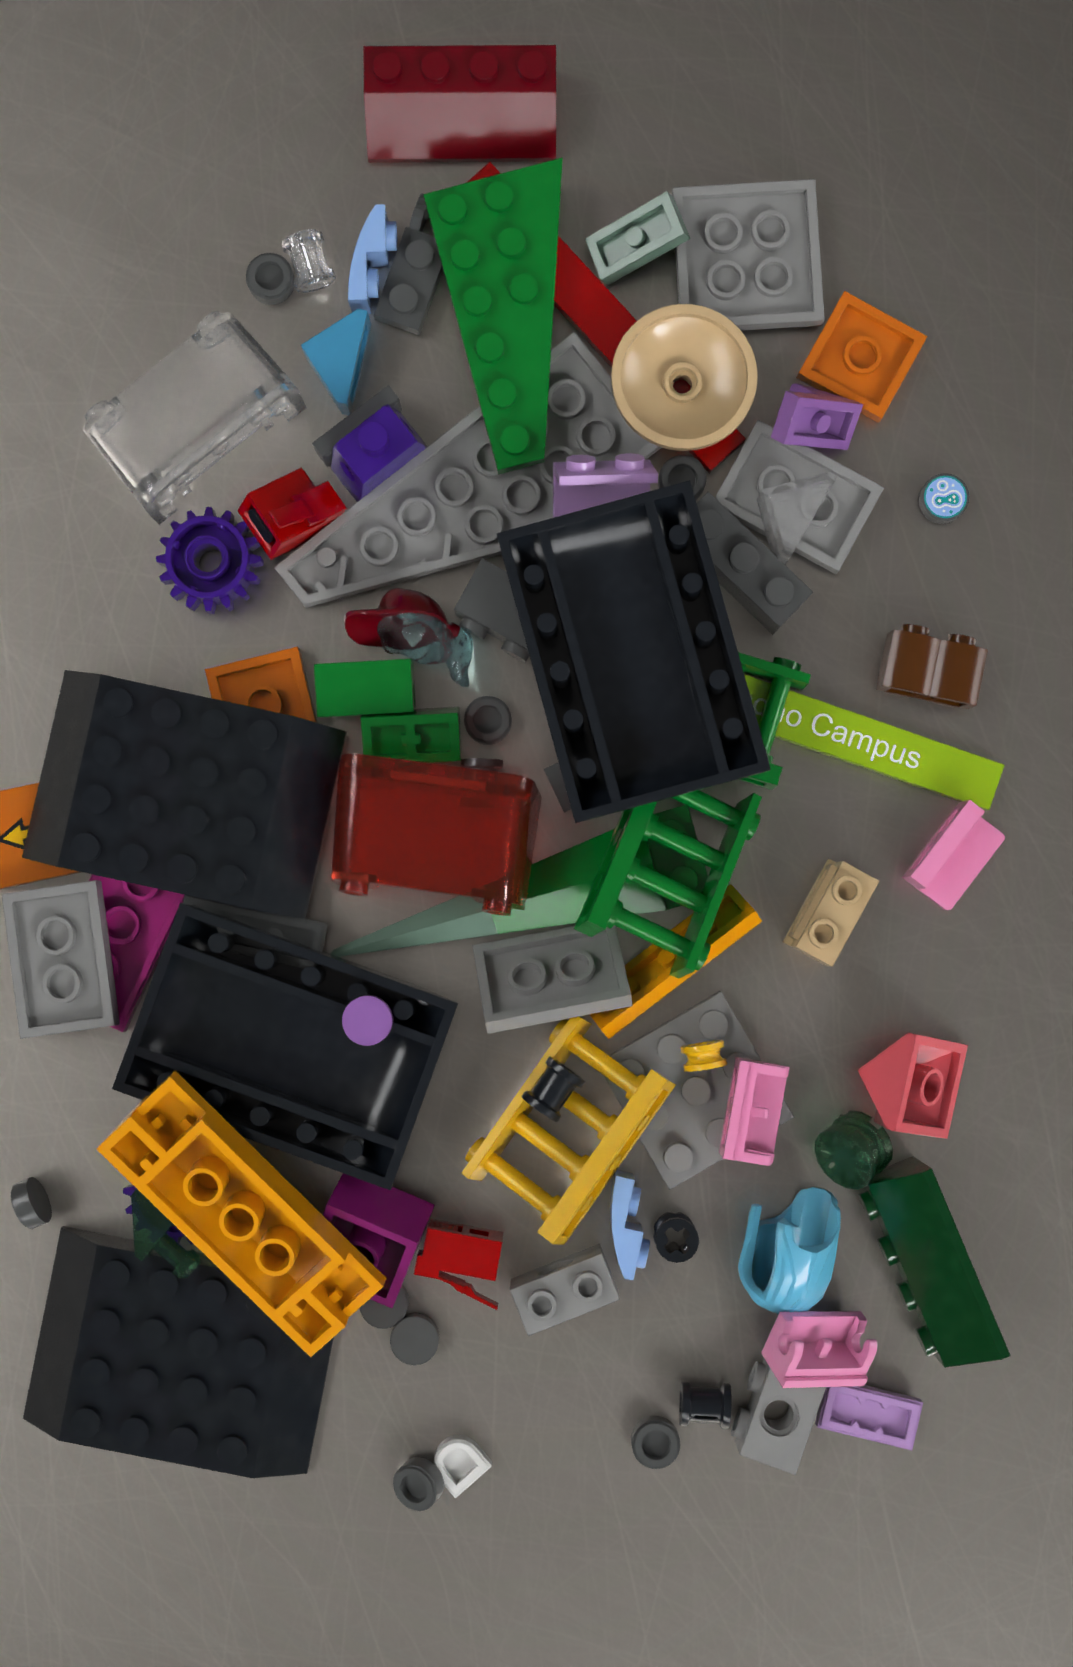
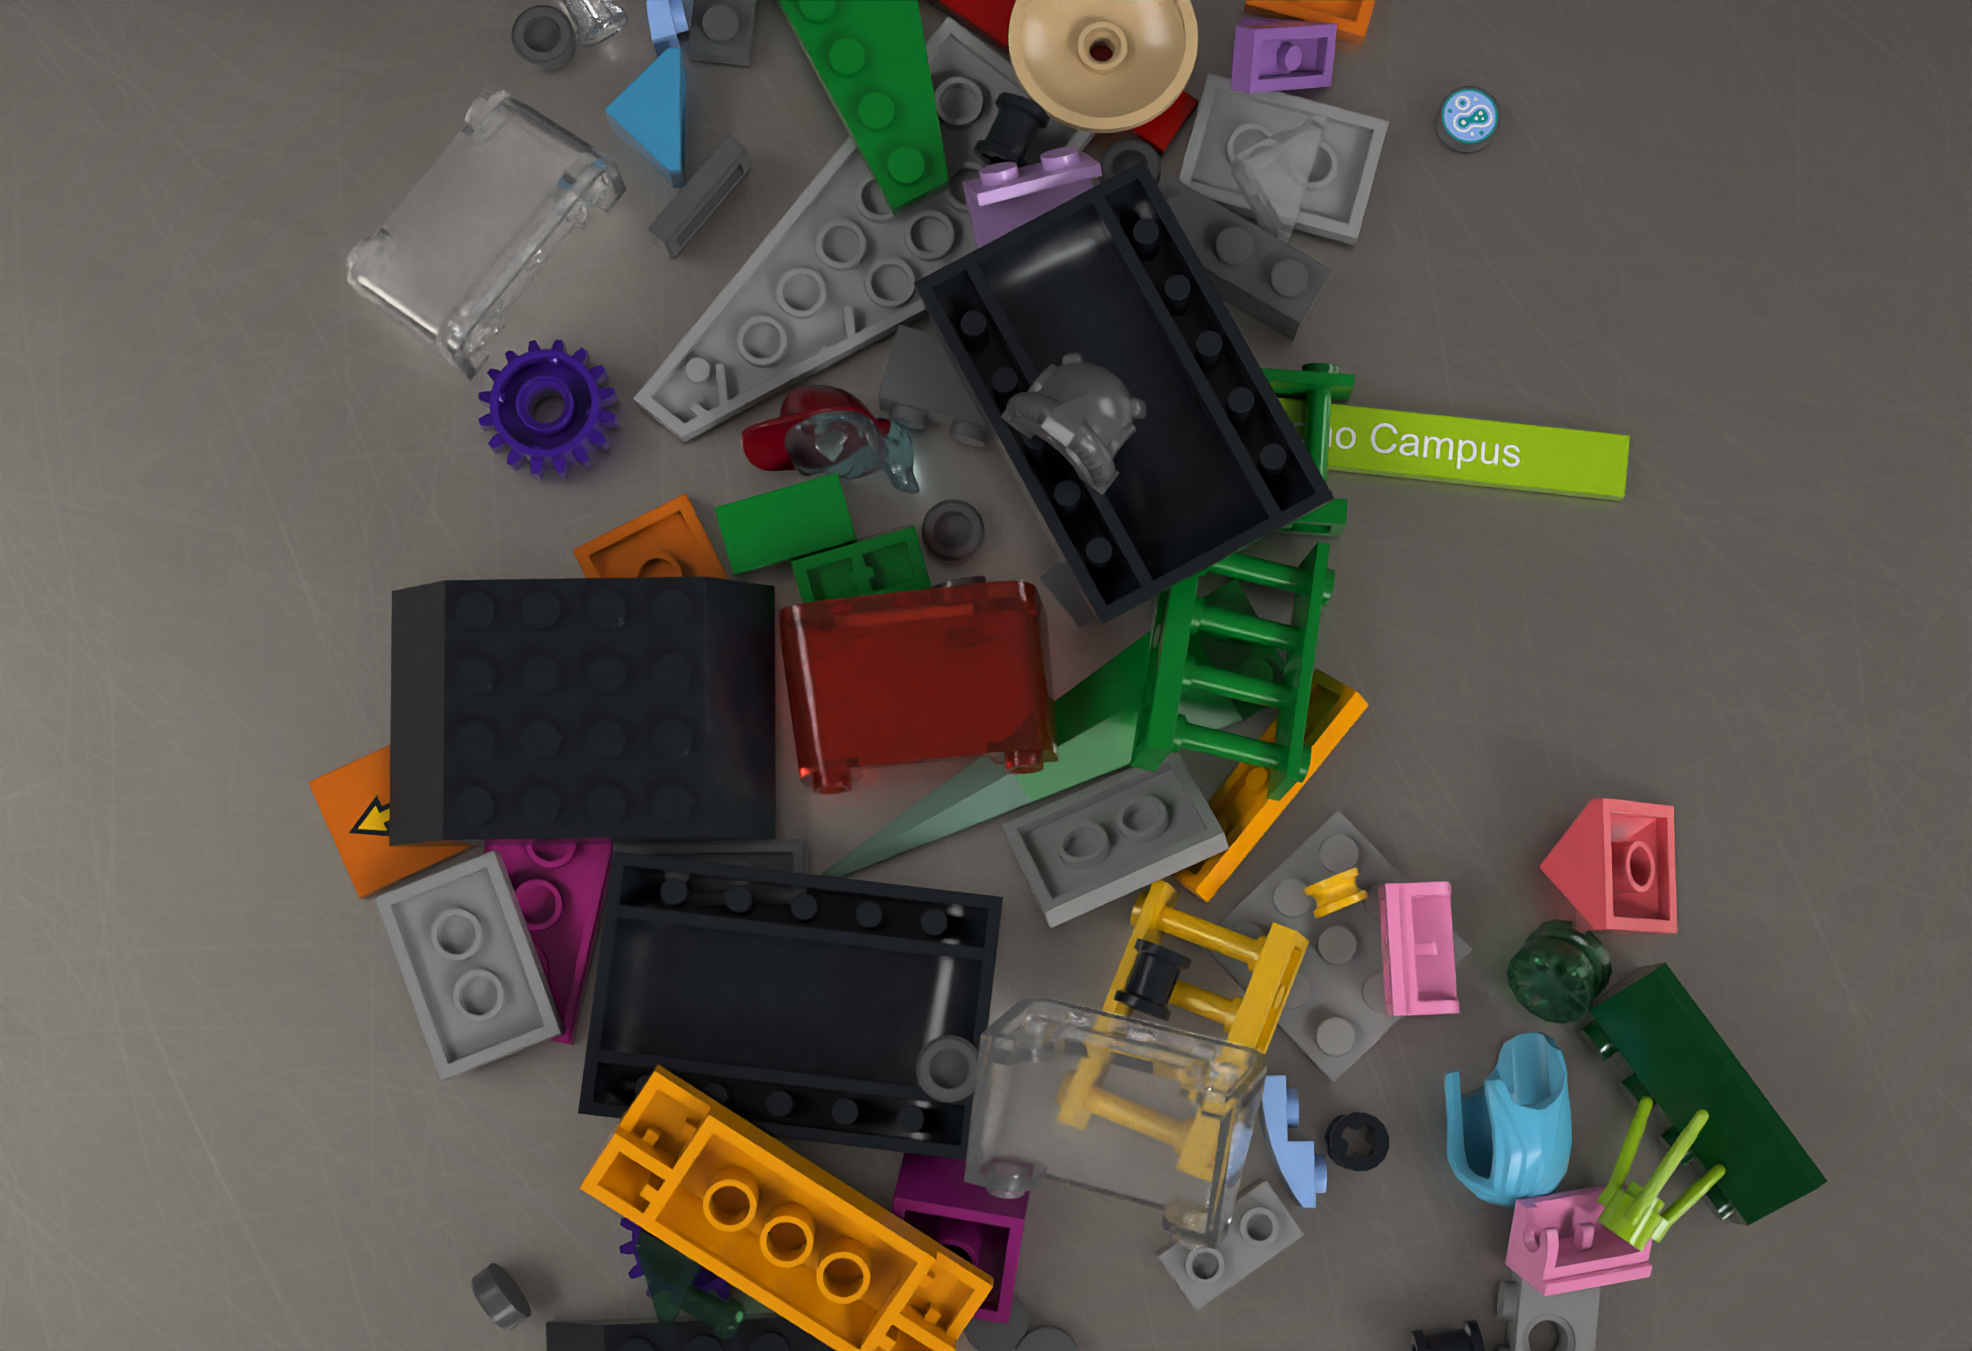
camera: 15 degrees left, 5 degrees down
(289, 511) = (638, 323): red piece -> none
(367, 1020) = (891, 944): medium lavender tile -> none
(375, 451) = (728, 223): dark purple torso -> none
(388, 1121) = (947, 1068): none -> dark grey tile
(460, 1251) = (1081, 1224): red piece -> none
(503, 1181) = (1115, 1113): none -> clear windscreen
(594, 665) = (1081, 414): none -> dark grey helmet
(599, 431) = (1011, 130): none -> black bush
(830, 912) = (1454, 673): tan window -> none
(865, 1340) = (1636, 1211): none -> lime plant
(870, 1414) = (1666, 1315): lavender plate -> none
(932, 668) = (1506, 334): reddish brown brick -> none
(954, 855) = (1595, 566): bright pink panel -> none

